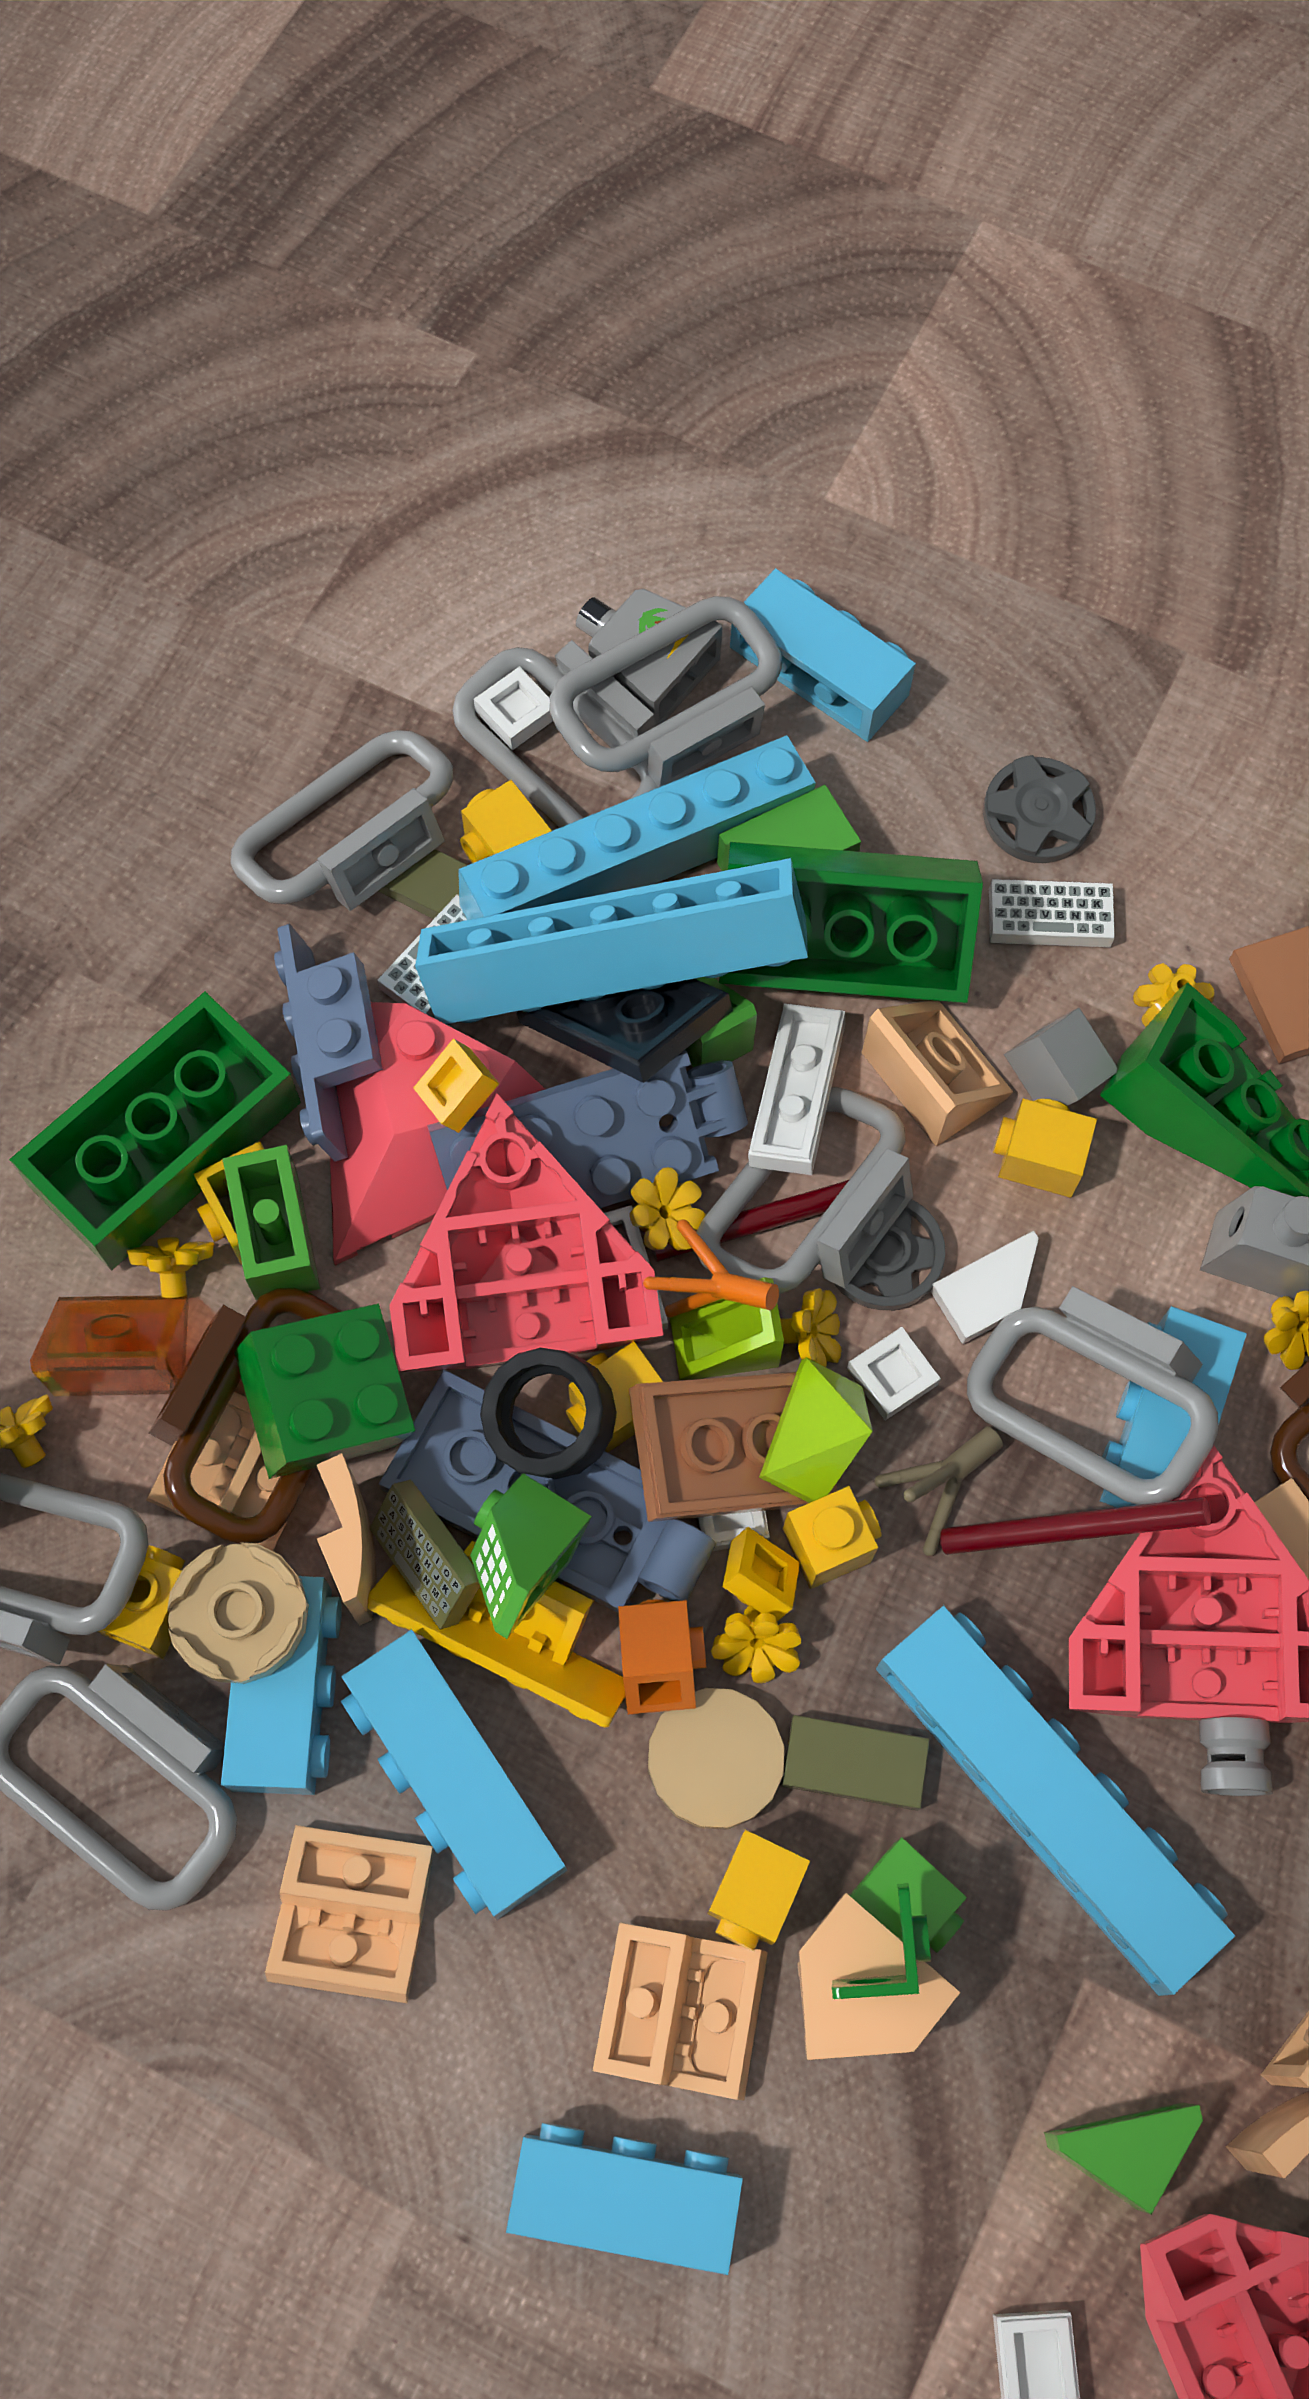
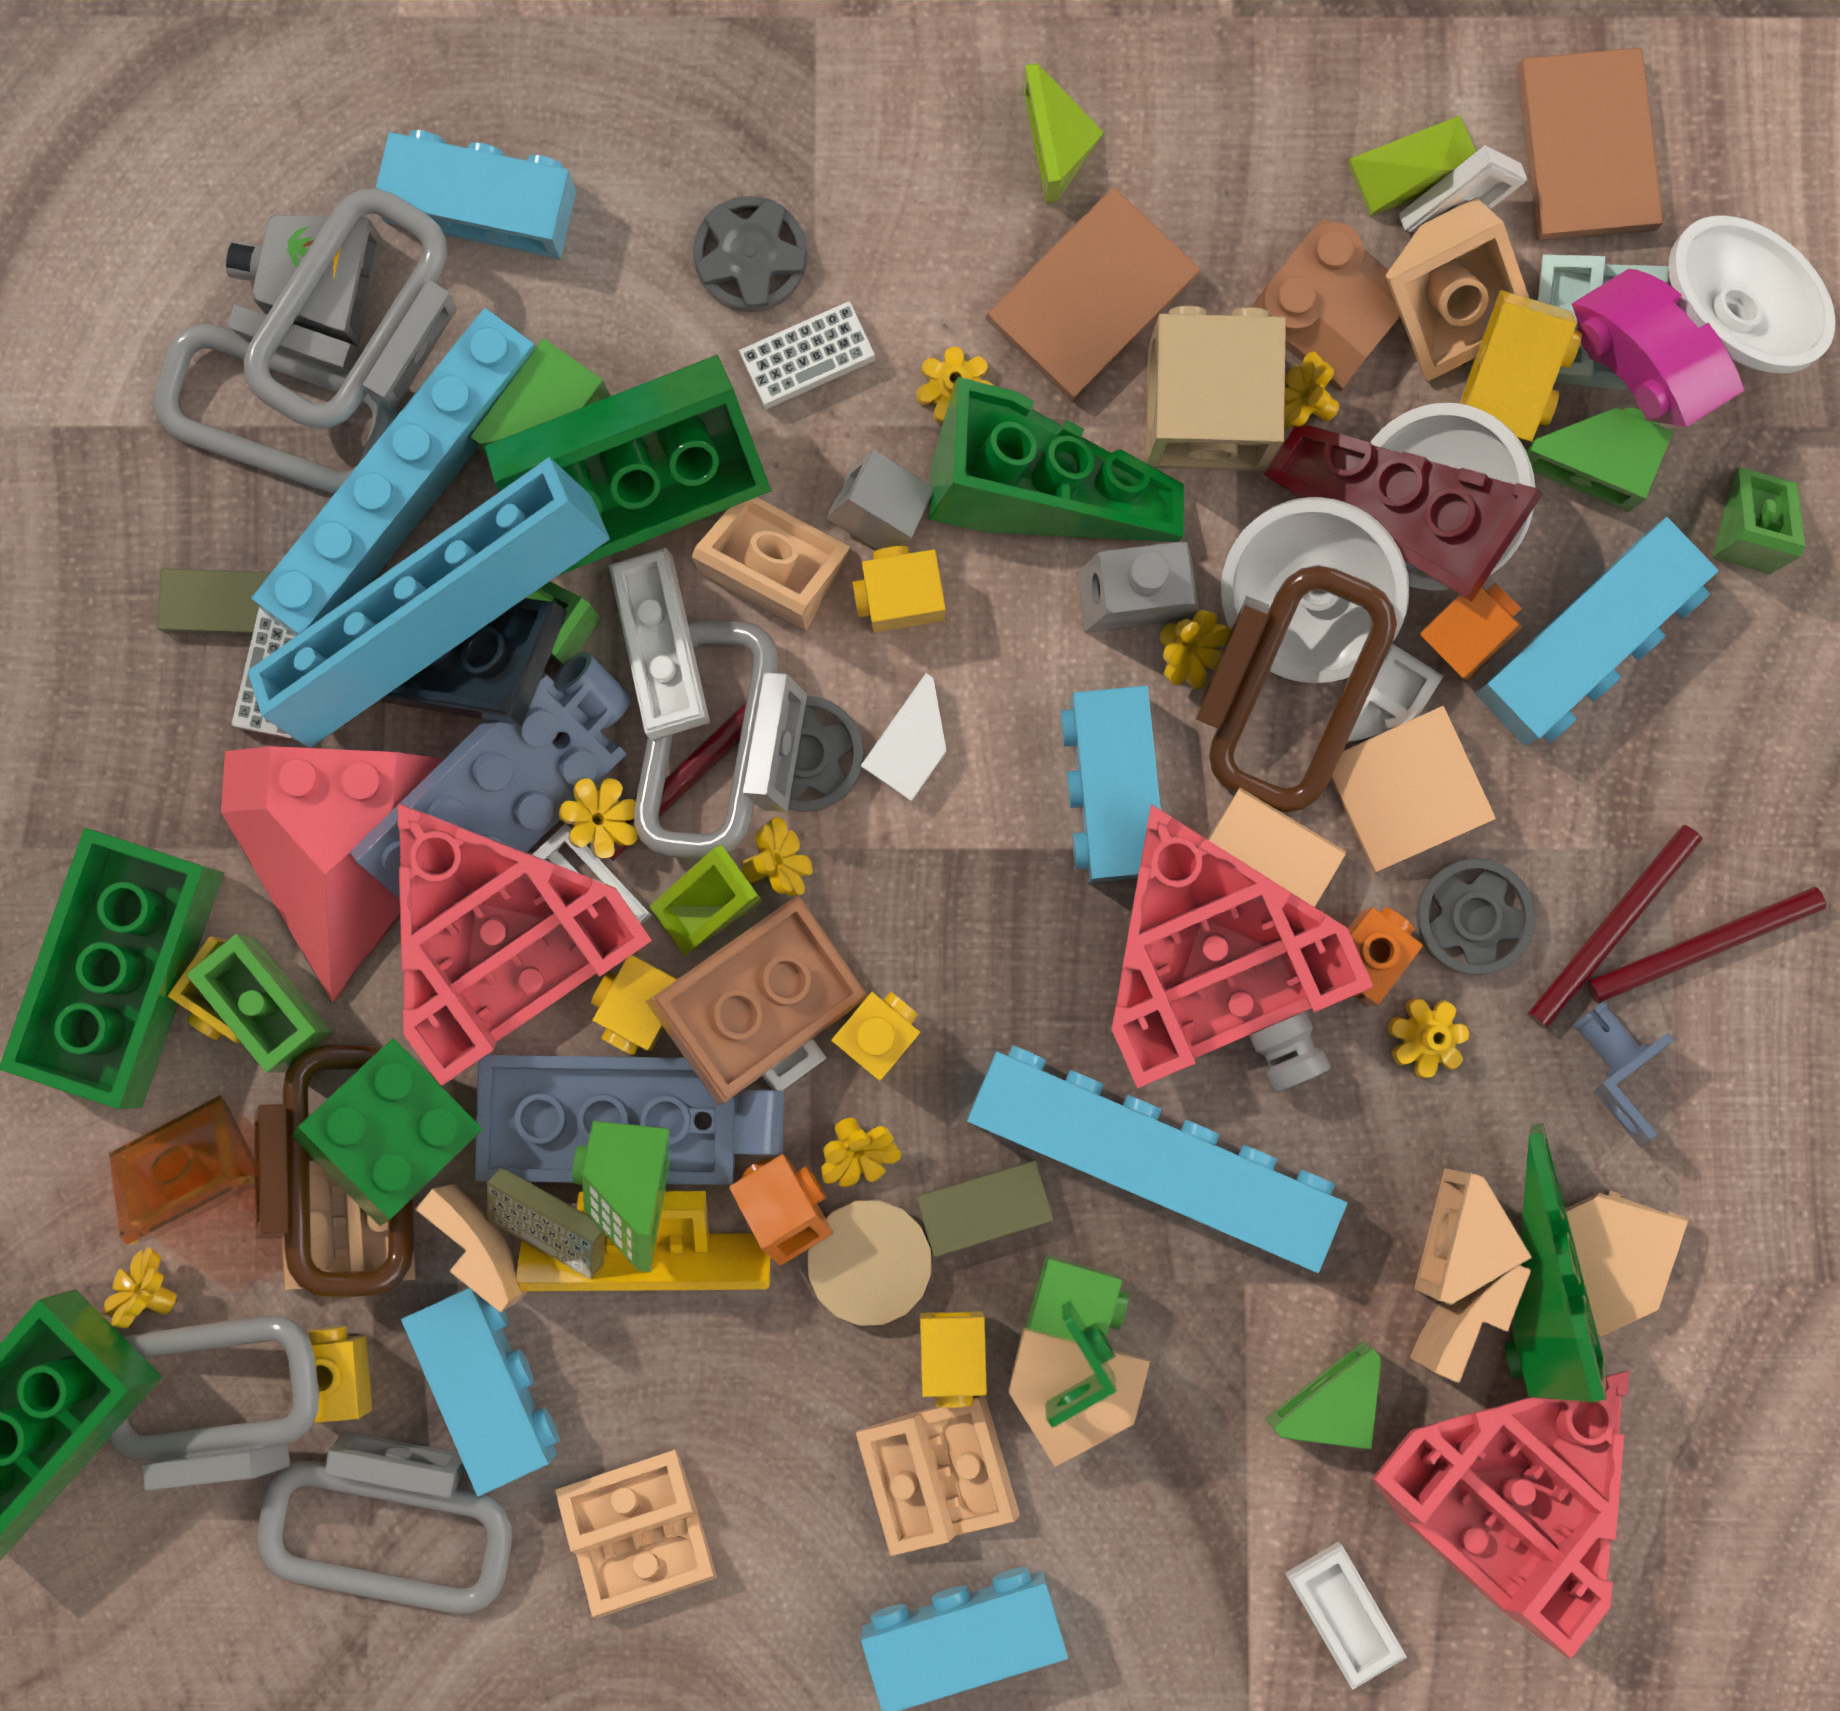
camera: 25 degrees left, 15 degrees up
(171, 1262) = (189, 1075): yellow plant -> none
(237, 1613) = (415, 1354): tan tile -> none
(332, 1032) = (216, 802): sand blue bracket -> none
(371, 853) = (163, 604): light grey bar -> none
(453, 1775) = (661, 1387): medium azure brick -> none
(456, 1085) = (357, 811): yellow plate -> none
(498, 822) = (265, 522): yellow brick -> none
(499, 1406) = (552, 1085): black tyre -> none
(514, 708) = (214, 391): white plate -> none
(720, 1286) = (680, 871): orange plant -> none
(761, 1574) = (834, 1096): yellow plate -> none
(817, 1432) = (823, 952): lime slope -> none
(893, 1373) = (863, 863): white plate -> none
(934, 1474) = (947, 927): dark tan plant -> none
(1076, 1526) = (1076, 930): dark red bar -> none
(1129, 1350) = (1051, 756): light grey bar -> none

